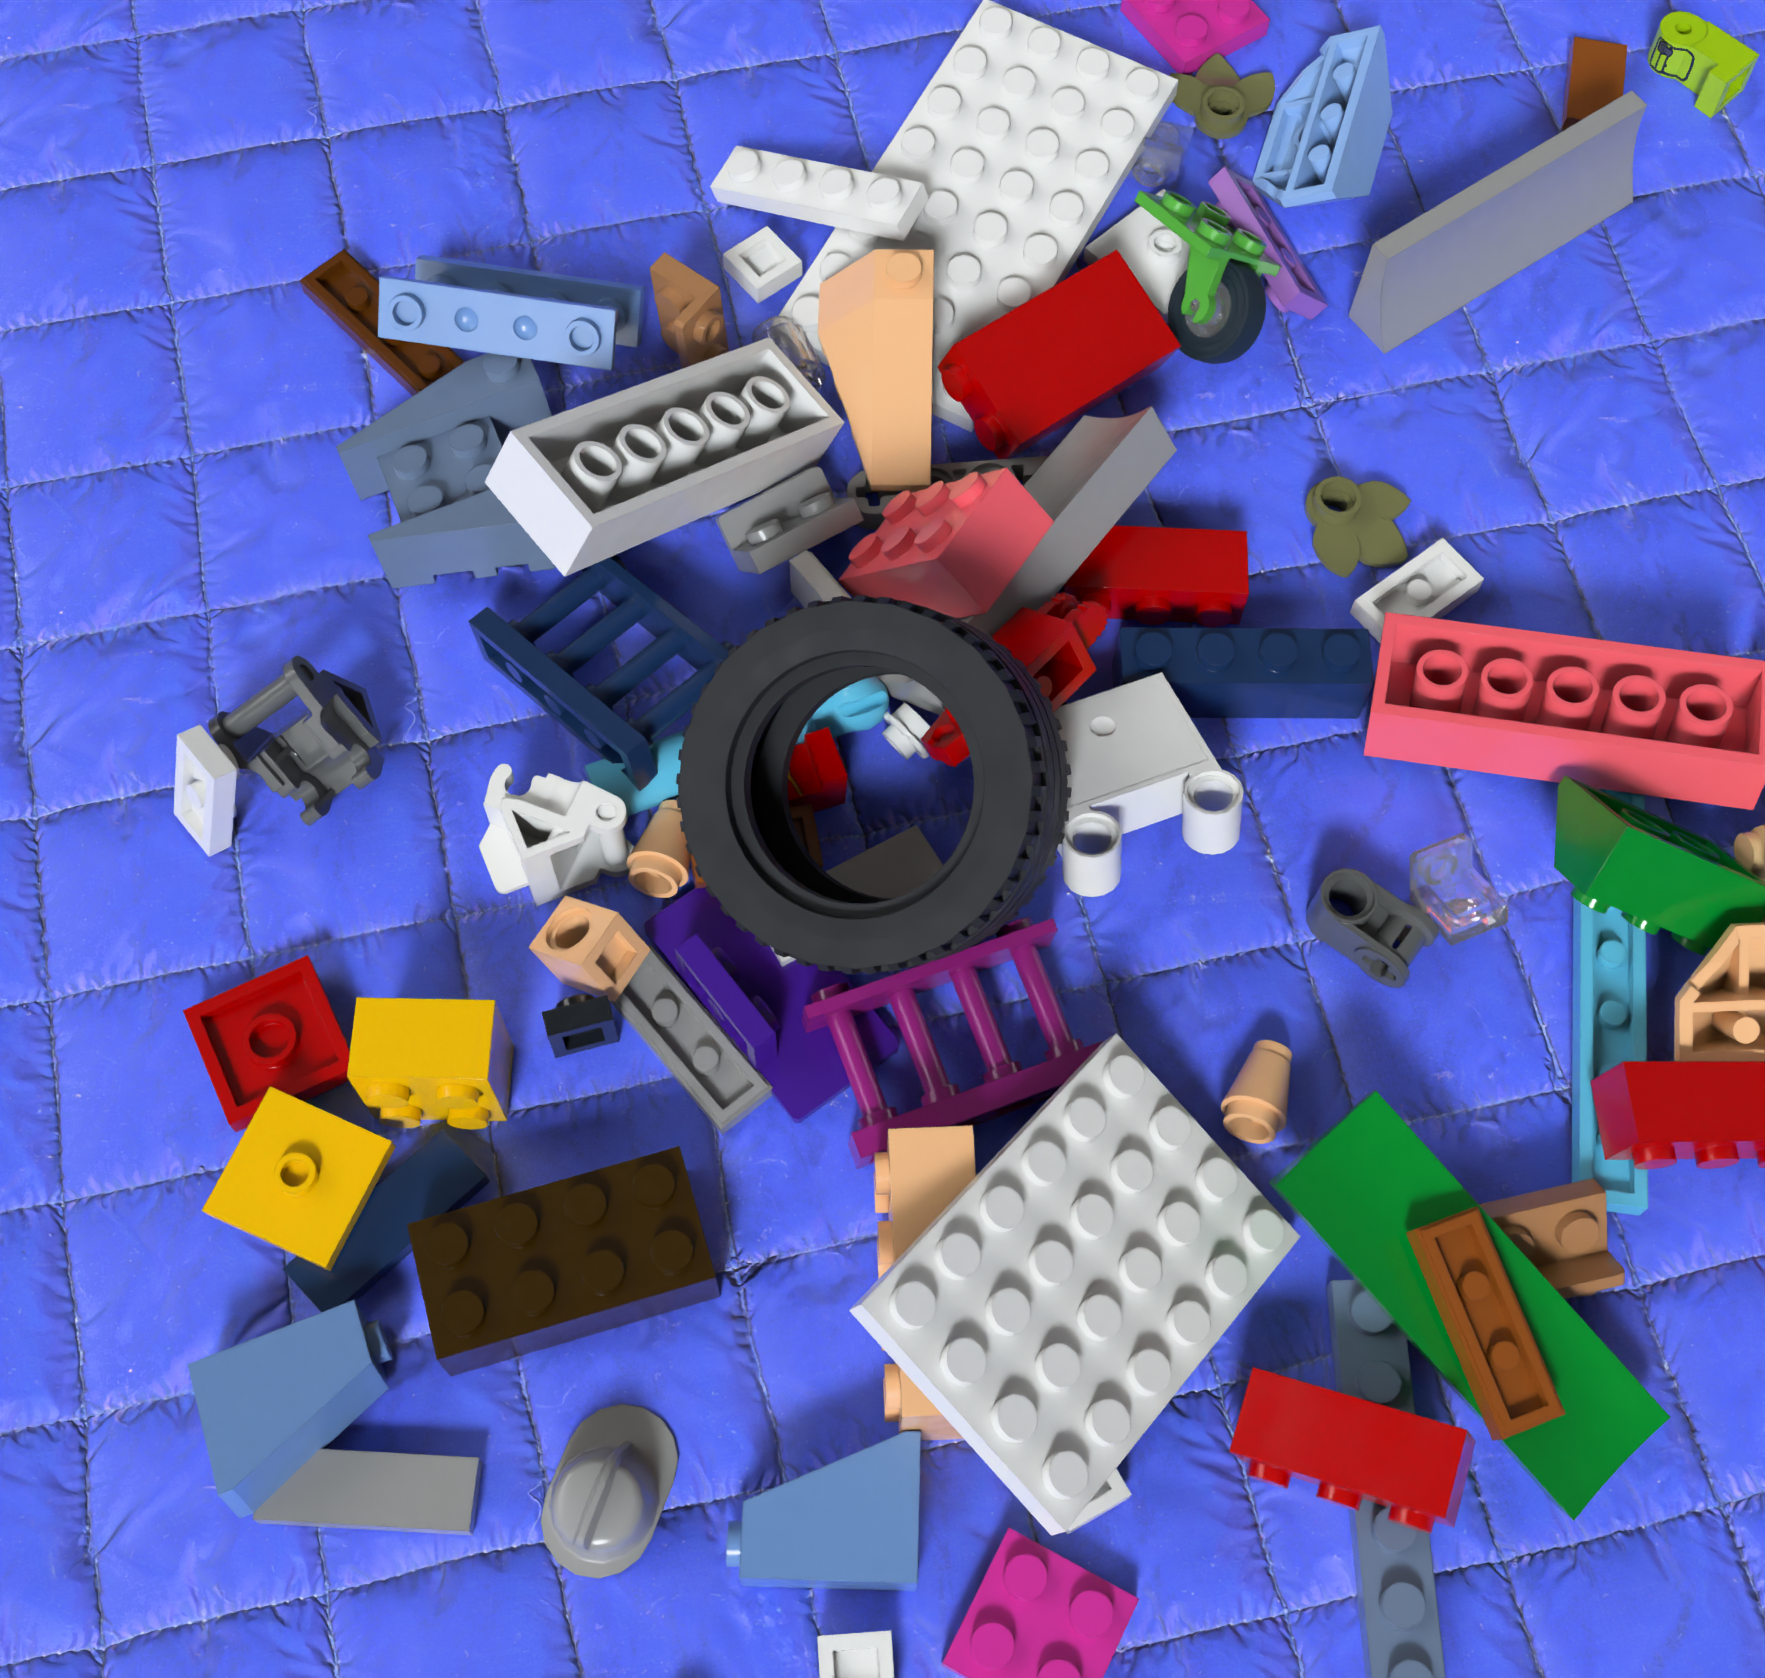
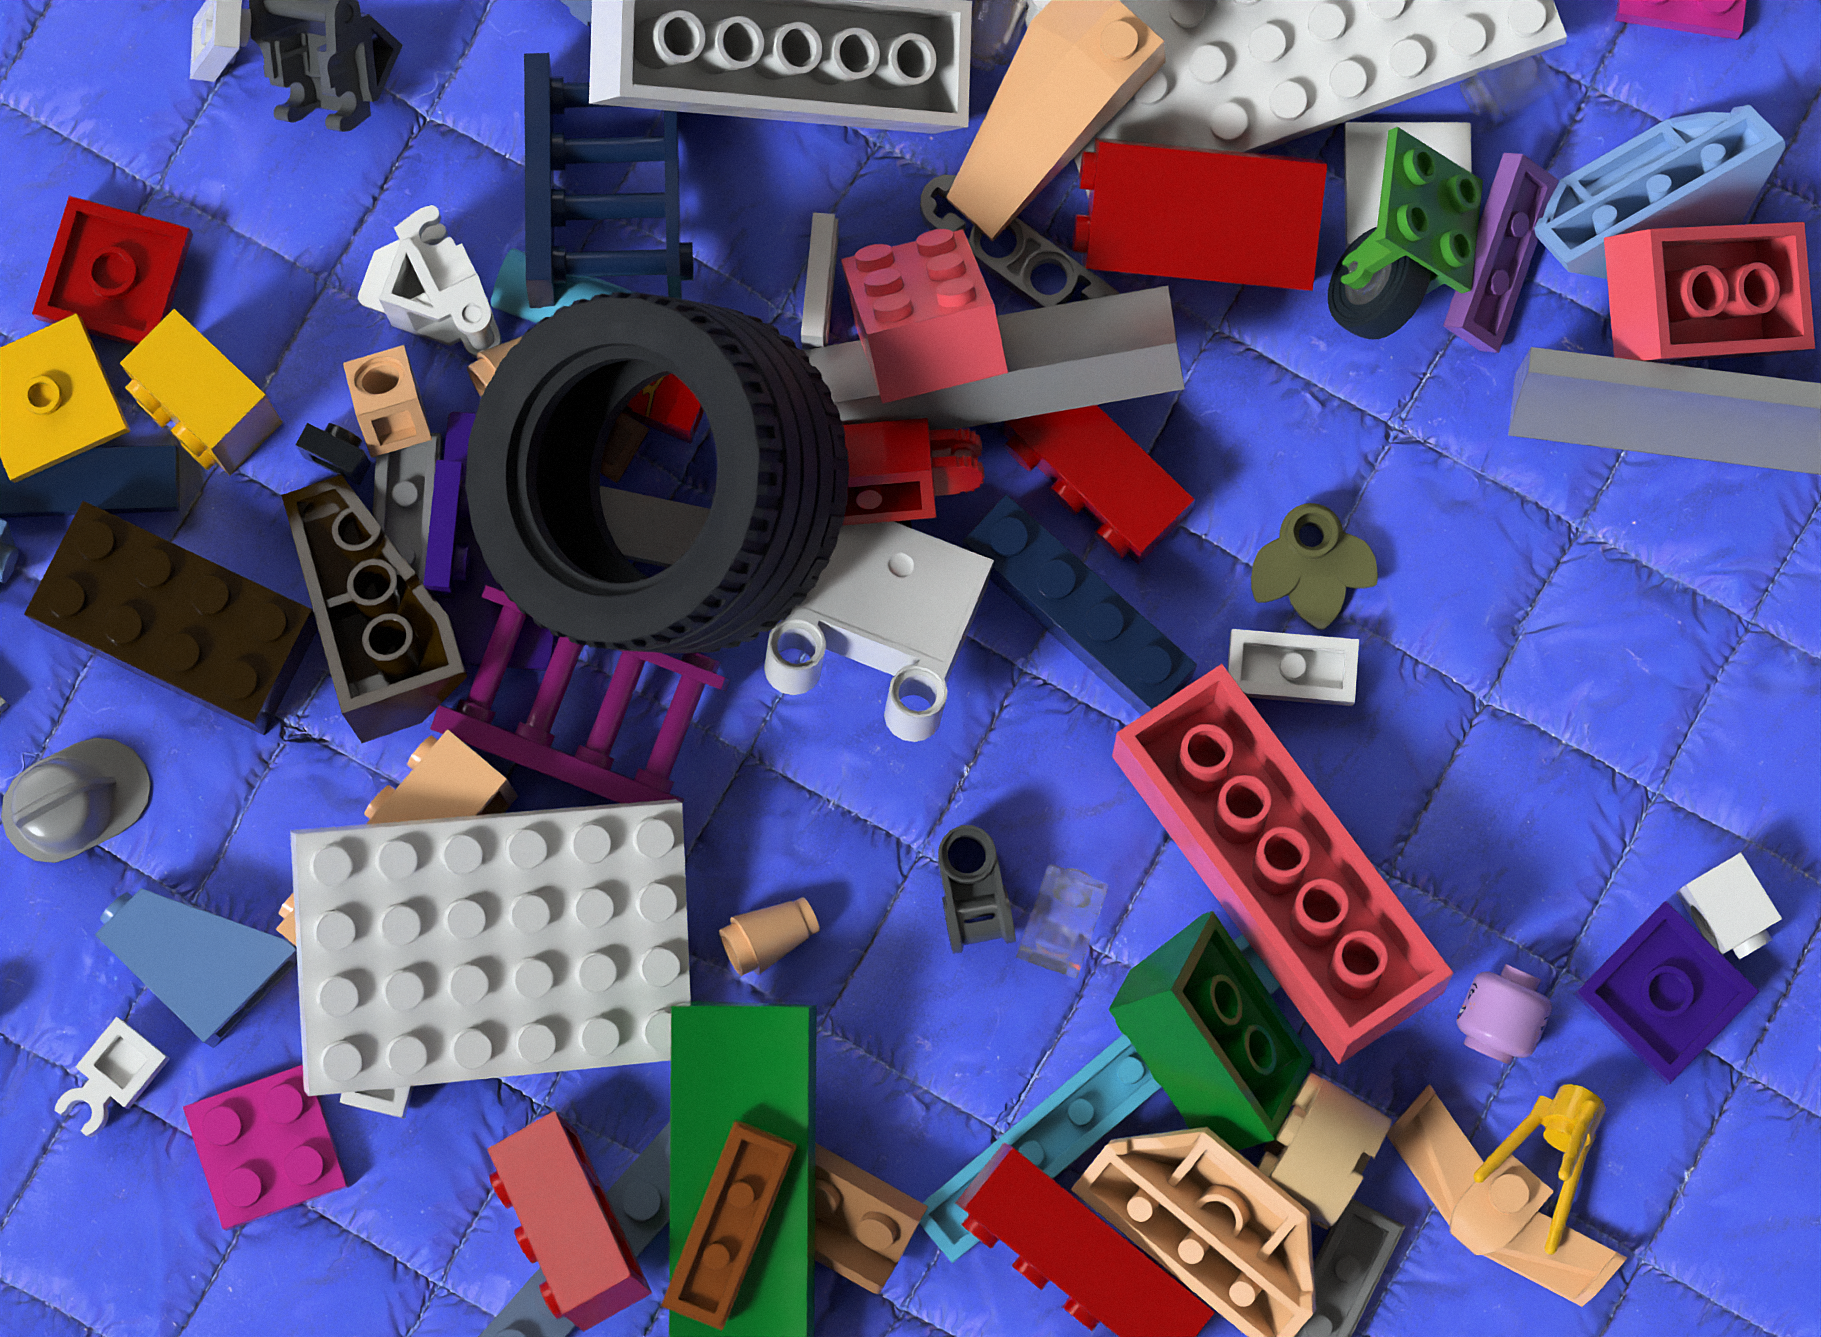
camera: 45 degrees right, 15 degrees up
(745, 1119) = (378, 624): none -> dark brown wedge
(785, 521) = (851, 173): light grey bracket -> none
(1221, 99) = (1624, 65): olive plate -> none
(1429, 143) = (1709, 292): none -> coral brick

